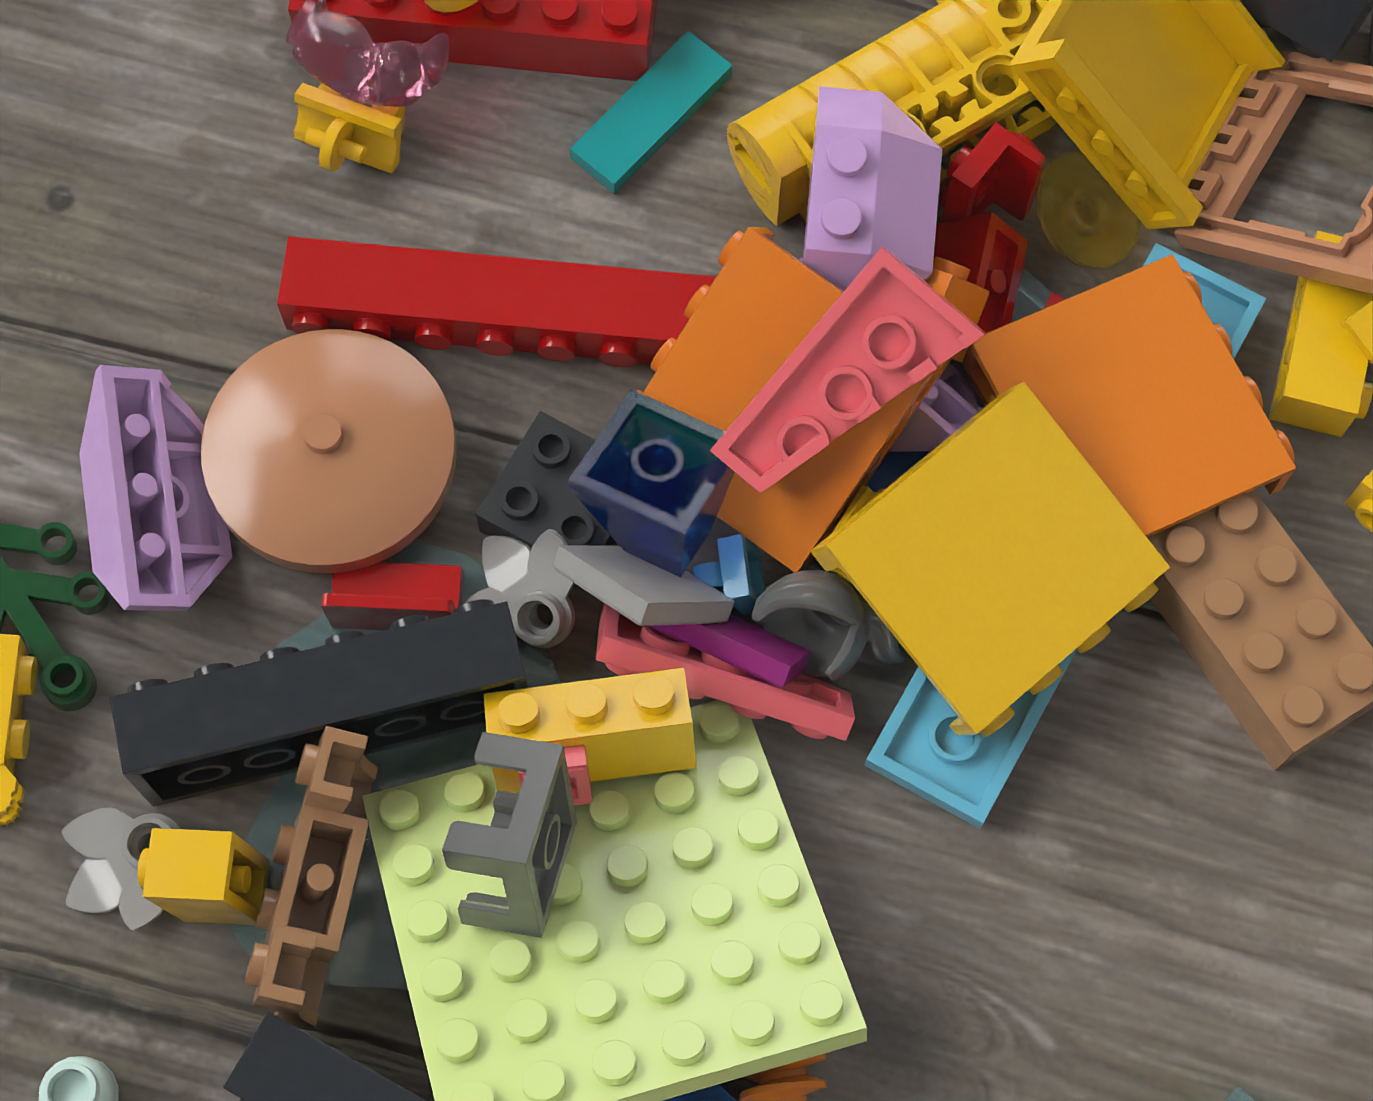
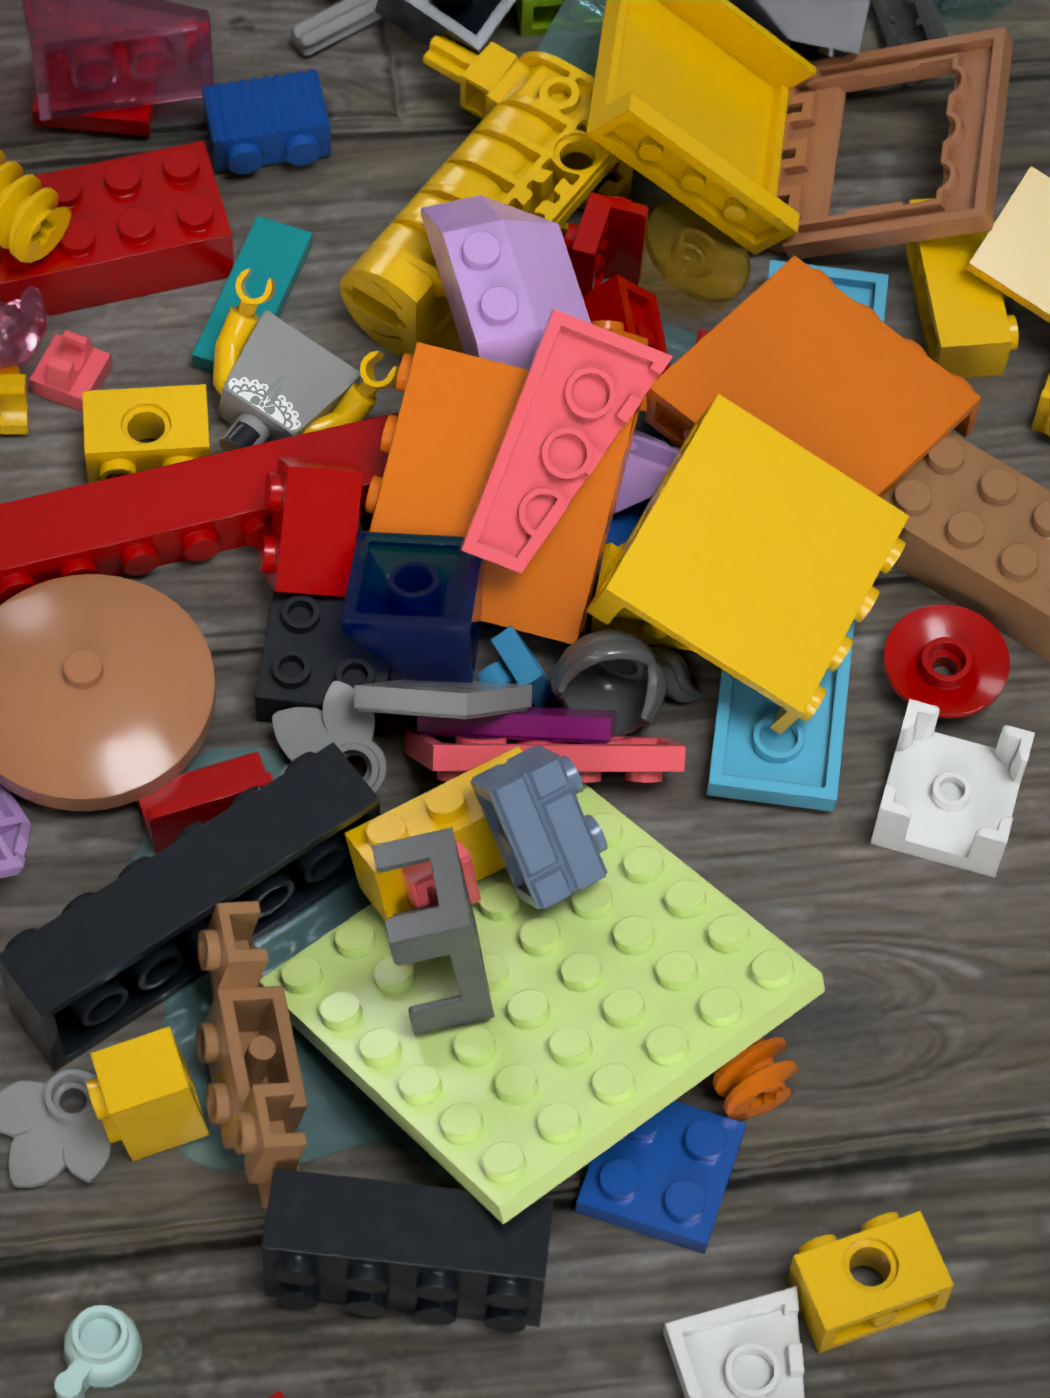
camera: 25 degrees left, 10 degrees down
(454, 127) = (70, 368): none -> coral tile
(471, 191) = (122, 417): none -> yellow brick
(595, 365) = (311, 525): none -> red brick
(634, 207) = (281, 381): none -> torso
(662, 764) = (541, 825): none -> sand blue brick
(1100, 857) = (950, 794): none -> white panel
(1173, 698) = (950, 639): none -> red dish

